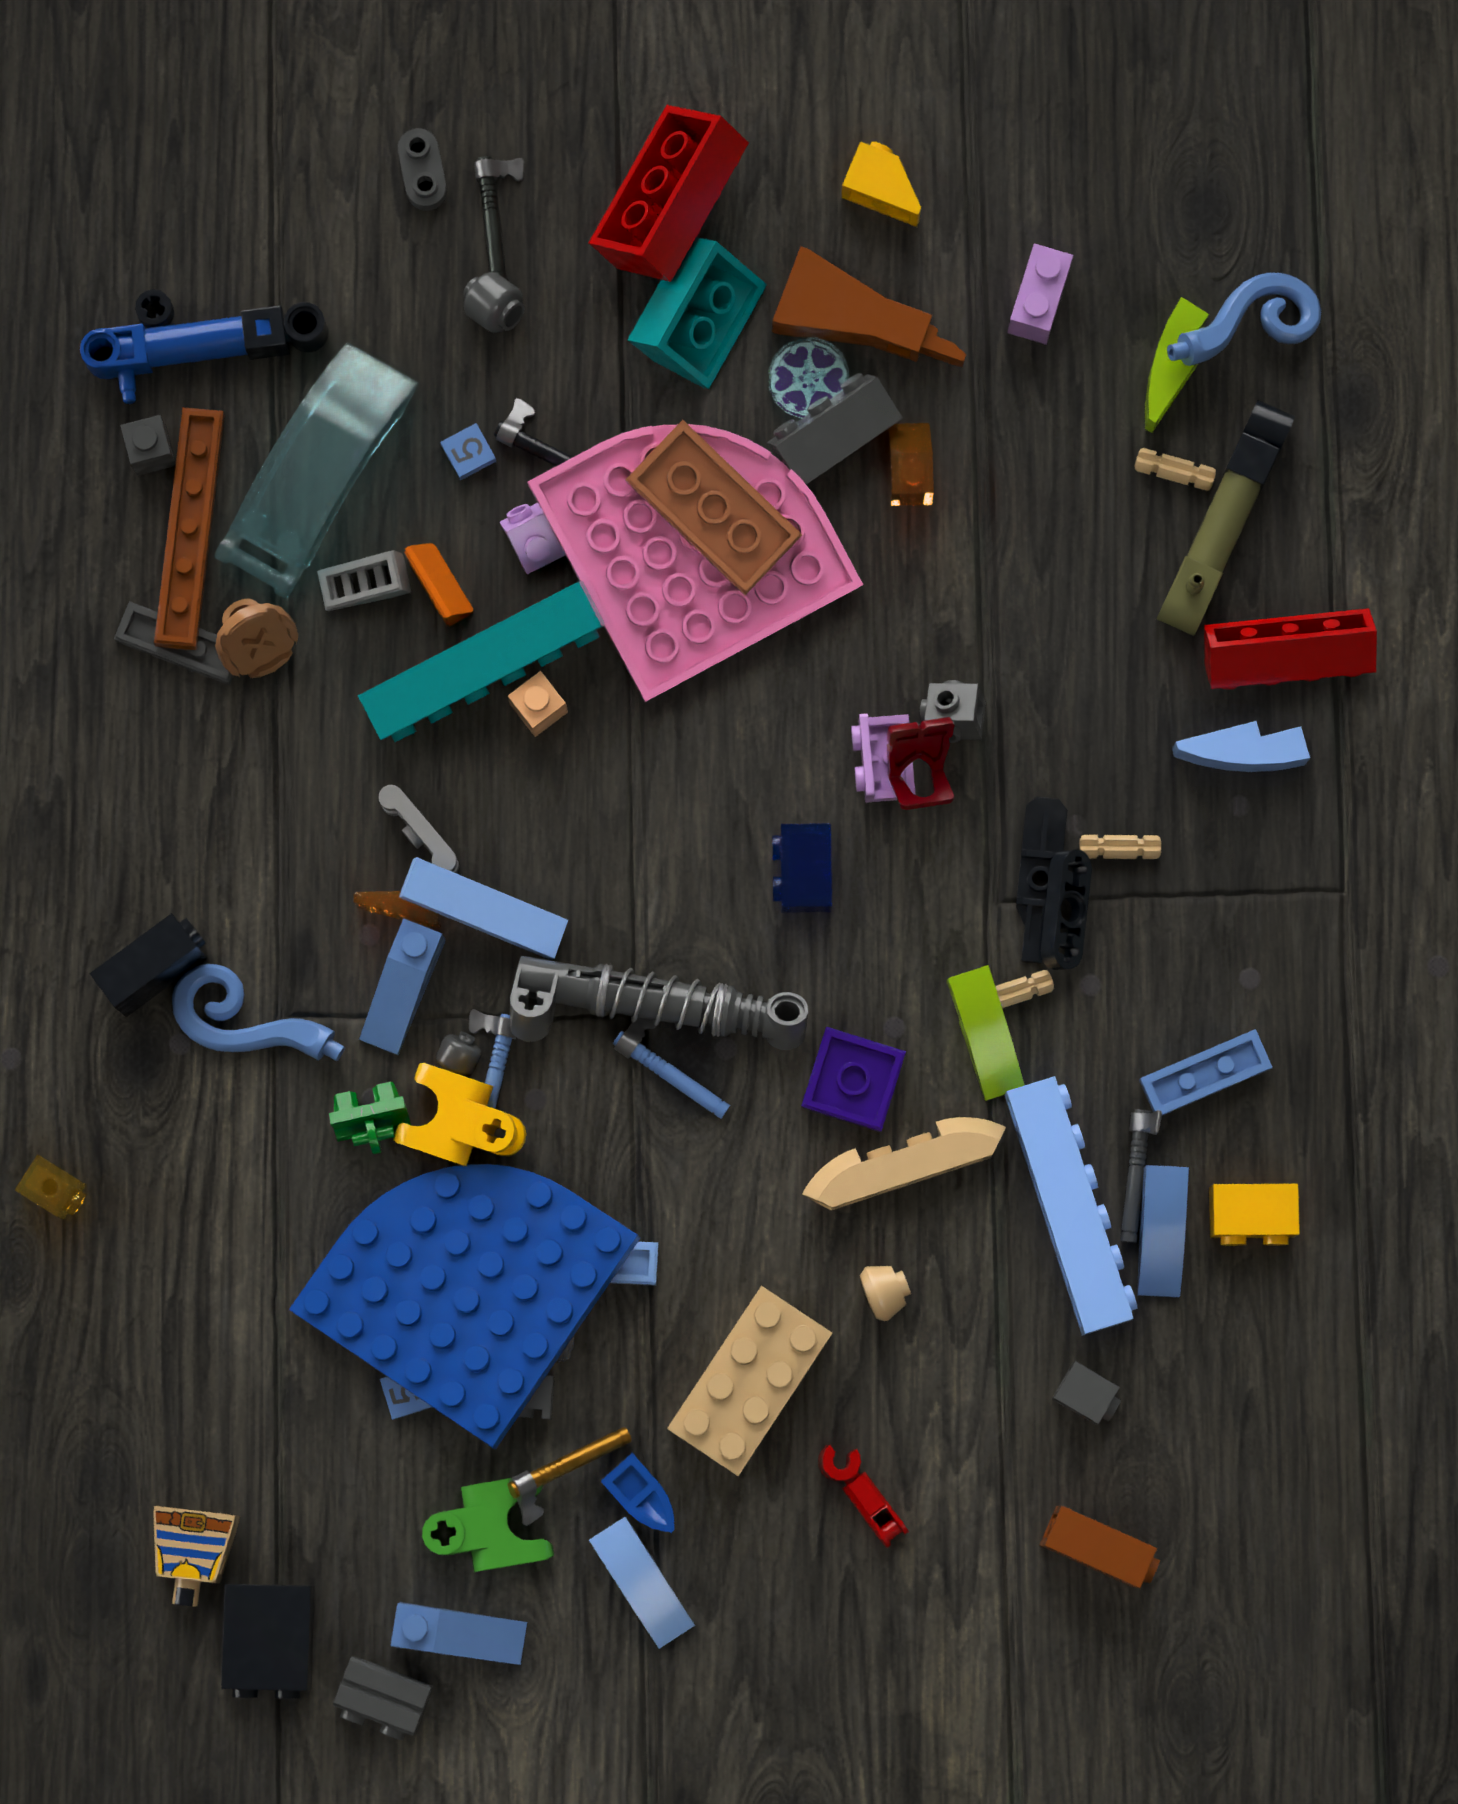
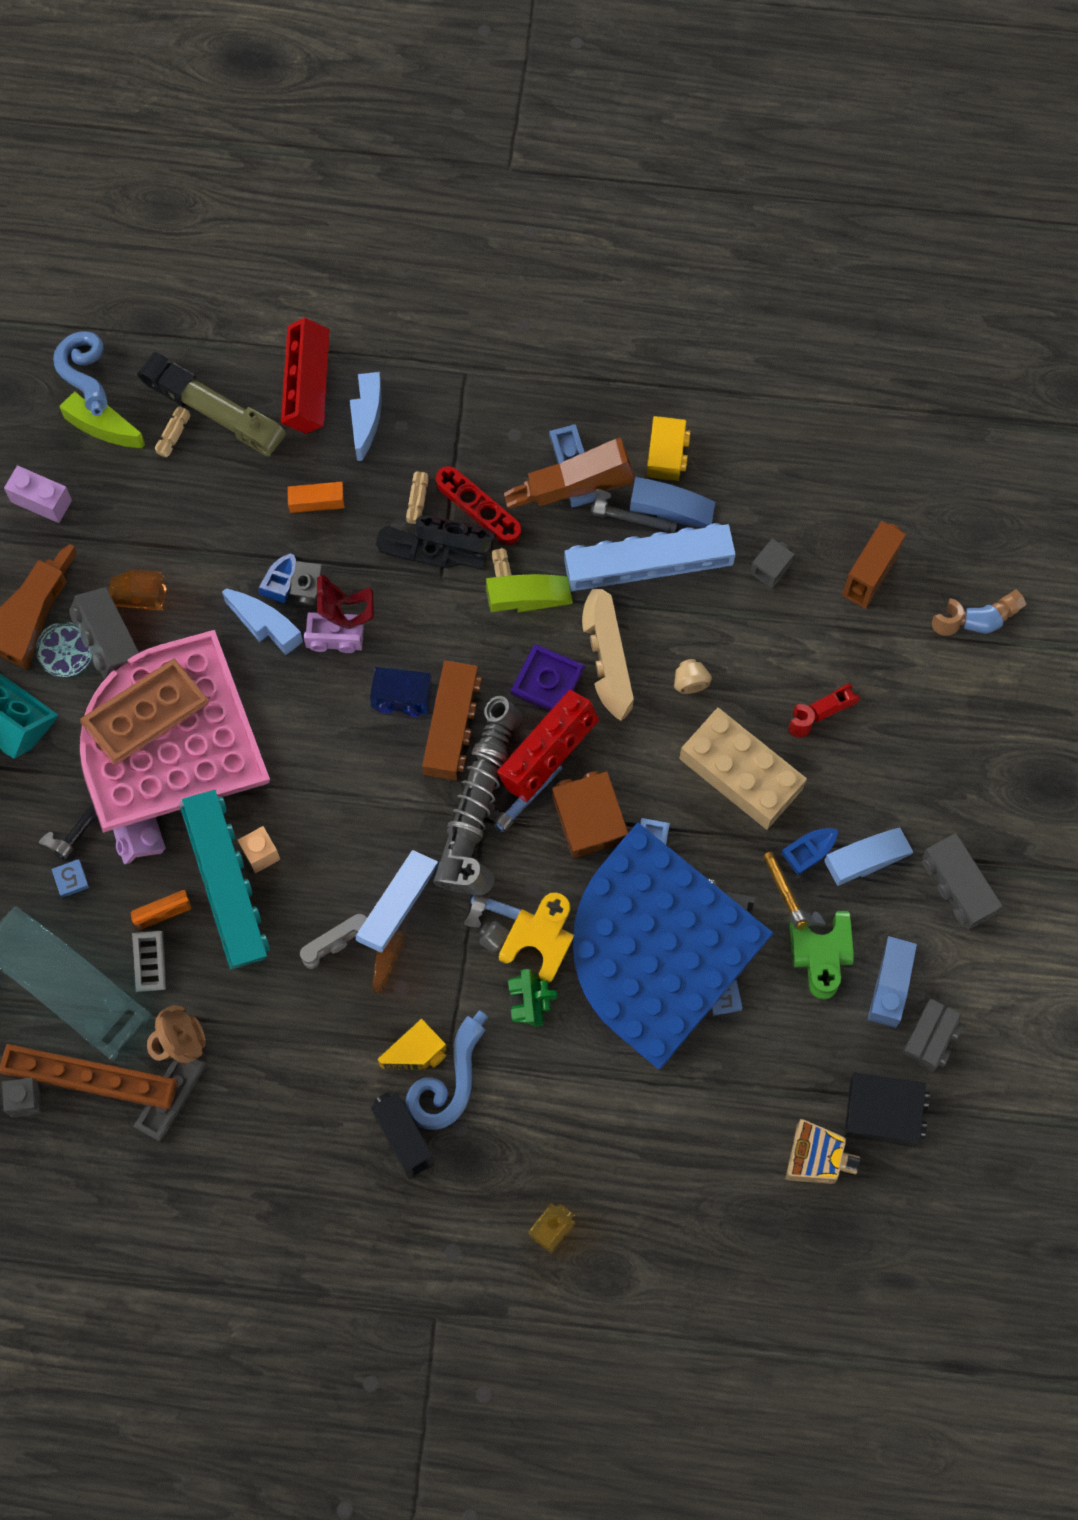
camera: 85 degrees left, 10 degrees down
(277, 967) = (415, 1050): none -> yellow slope
(402, 986) = (441, 965): medium blue slope -> none
(617, 1721) = (961, 882): none -> dark grey brick
(653, 1165) = (589, 814): none -> dark orange brick
(744, 1092) = (548, 745): none -> red brick
(769, 947) = (451, 719): none -> dark orange brick
(886, 653) = (263, 620): none -> light blue slope
(959, 662) = (277, 579): none -> blue plate
(1040, 1727) = (978, 619): none -> medium nougat piece
(1100, 696) = (315, 497): none -> orange slope
(1119, 938) = (481, 503): none -> red beam
(1178, 1083) = (598, 468): none -> dark orange piece

